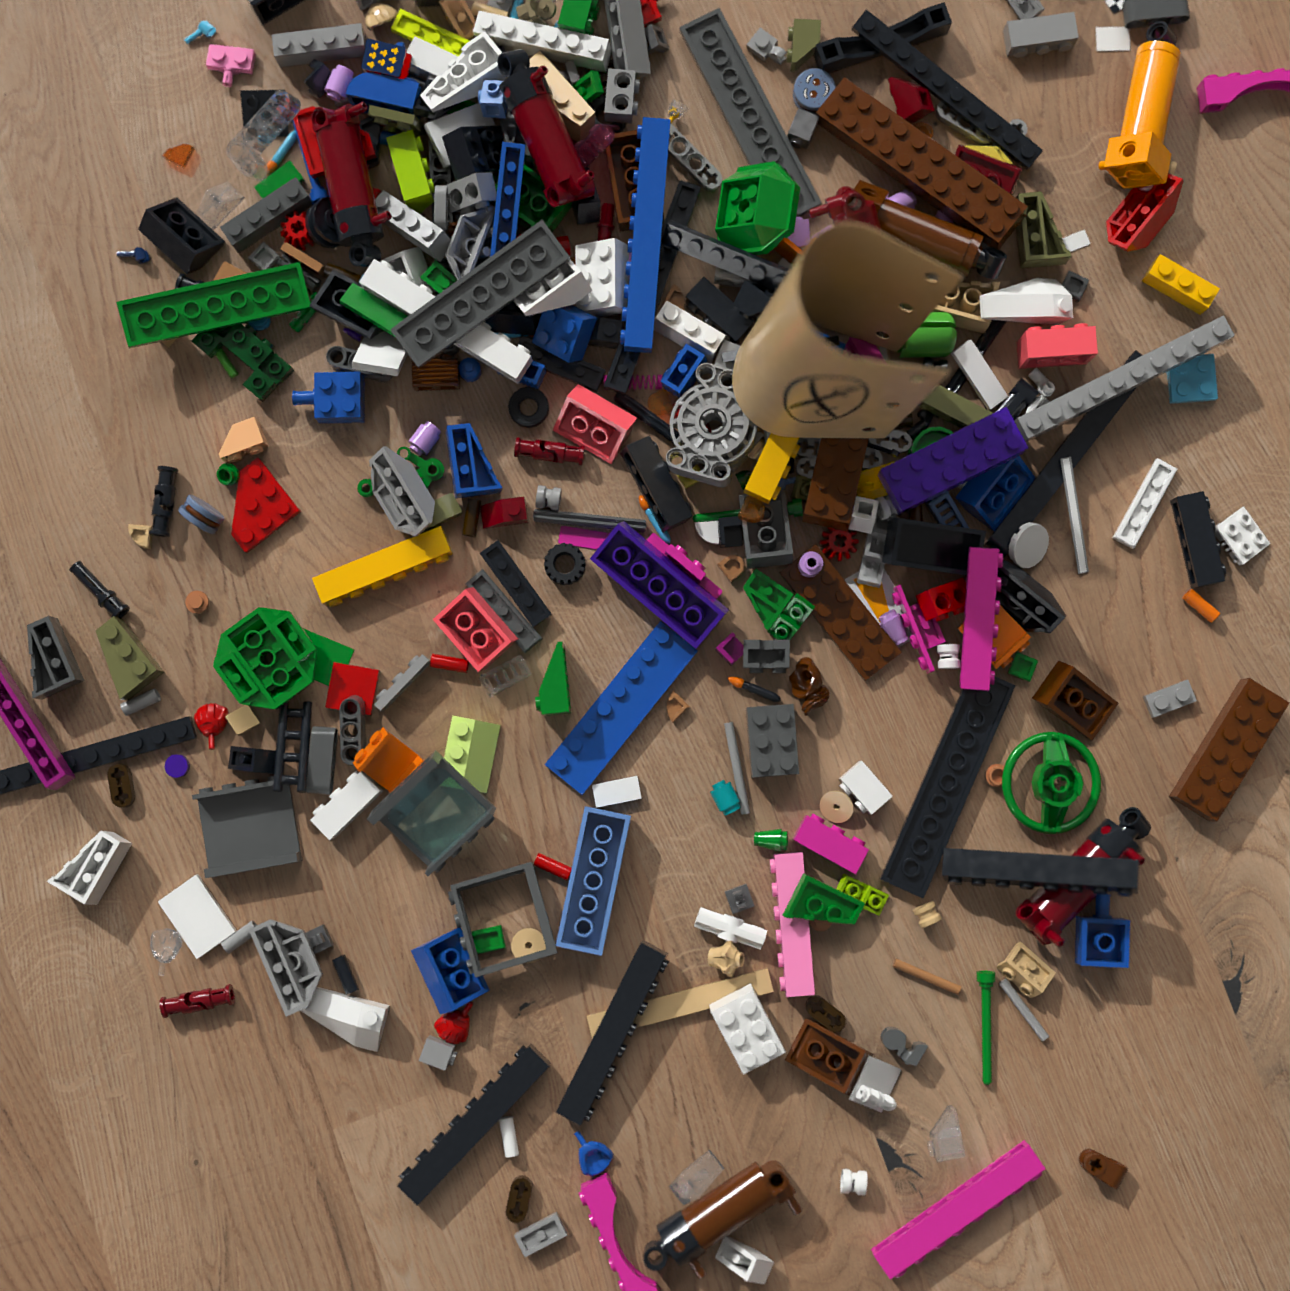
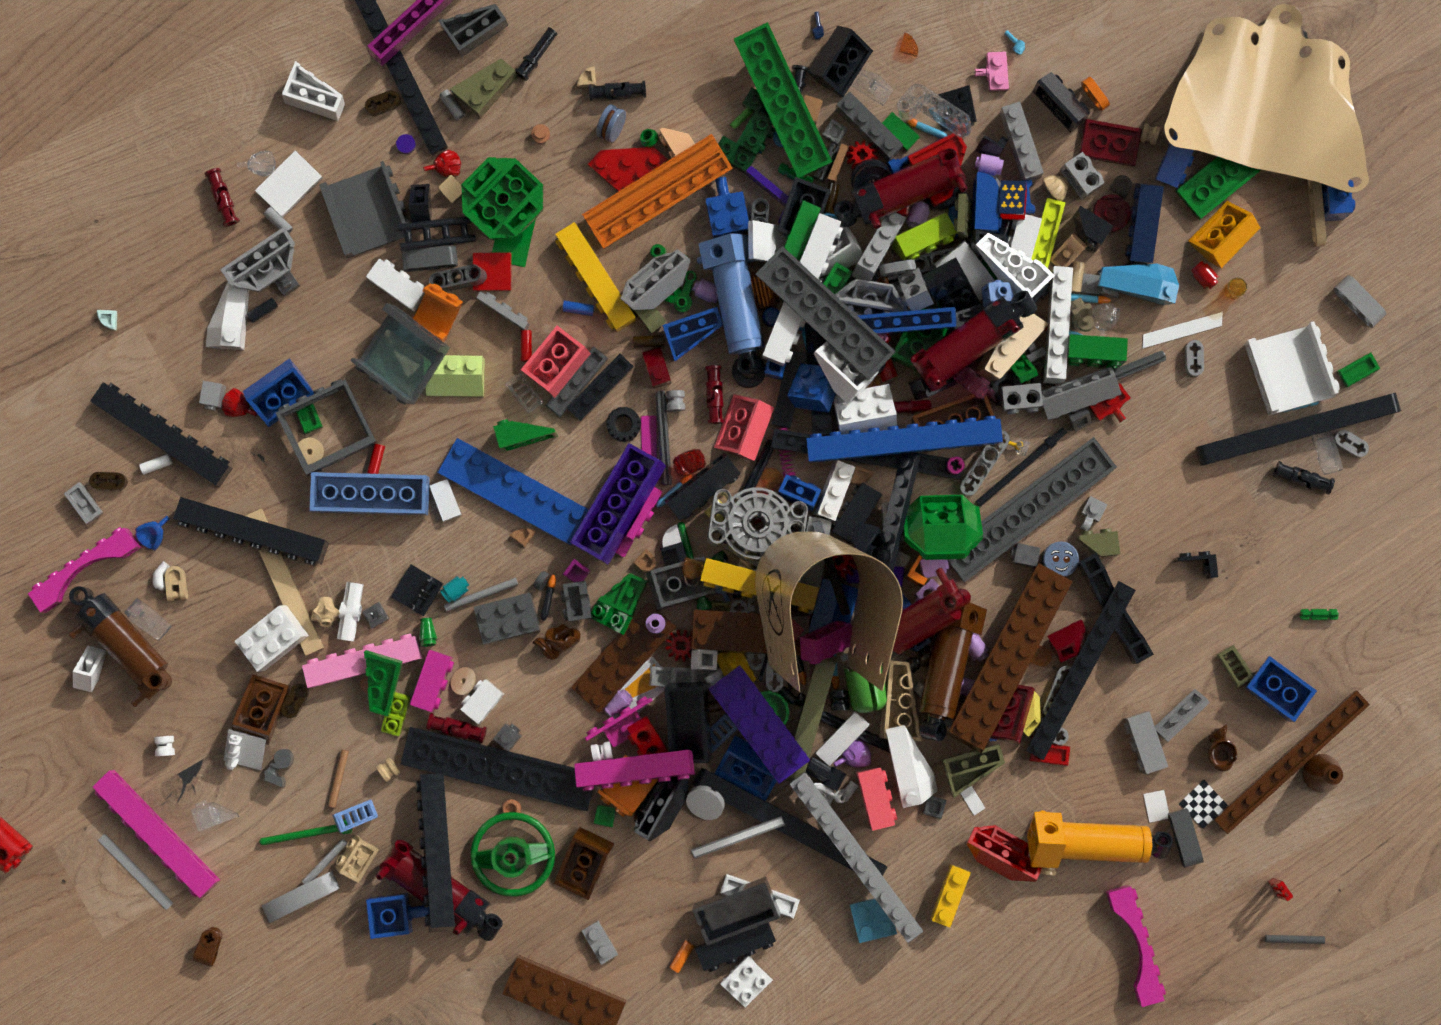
camera: 80 degrees right, 0 degrees up
(293, 473) = (657, 191): none -> orange plate
(315, 344) = (767, 185): none -> dark purple tile
(319, 1167) = (108, 318): none -> light aqua tile
(383, 178) = (918, 214): none -> lavender brick
(416, 593) = (578, 308): none -> blue hinge
(437, 402) = (729, 262): none -> medium blue piece
(625, 493) = (689, 462): none -> clear red gear
(647, 1156) = (158, 576): none -> white arm
(650, 1135) = (175, 576): none -> tan plate
(677, 79) = (1048, 443): none -> black bar
(687, 193) = (950, 468): none -> dark pink bush
(718, 843) = (417, 590): none -> black hinge
(733, 692) = (541, 580): none -> dark grey tile
(895, 811) = (460, 729): none -> dark red piece
(912, 763) = (508, 736): none -> flat silver brick
(972, 948) = (366, 811): none -> medium blue slope
(997, 1242) = (135, 871): none -> light grey sticker
(1001, 362) = (856, 755): none -> medium lavender piece
(1039, 134) = (1056, 755): none -> red tile
(1061, 1045) = (301, 896): none -> light grey slope
(1162, 530) = (736, 911): none -> black piece

